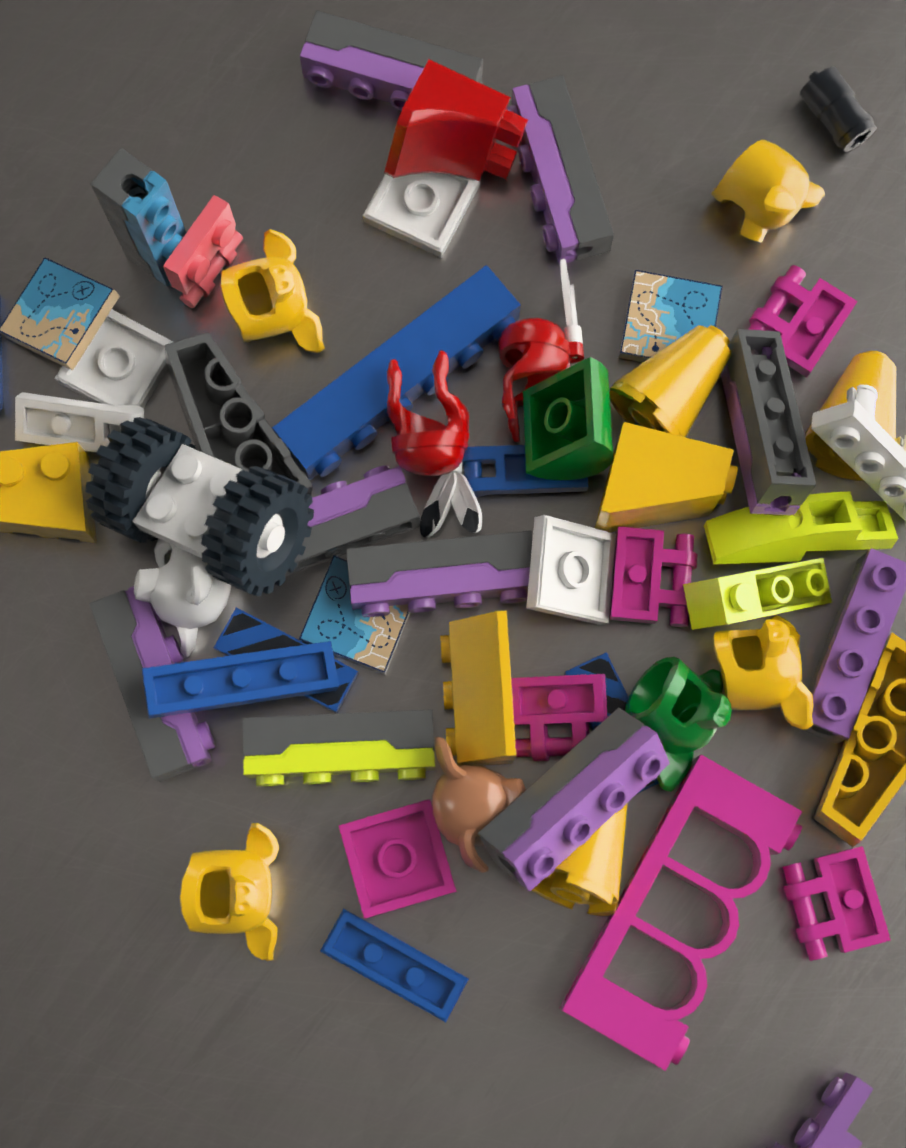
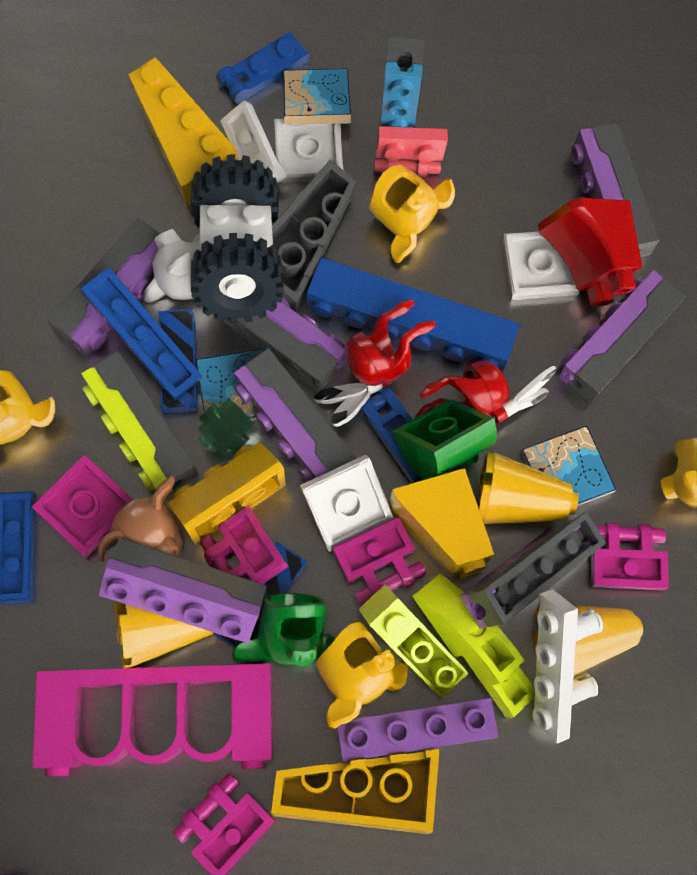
camera: 55 degrees right, 5 degrees down
(406, 651) = (224, 427): none -> clear green brick

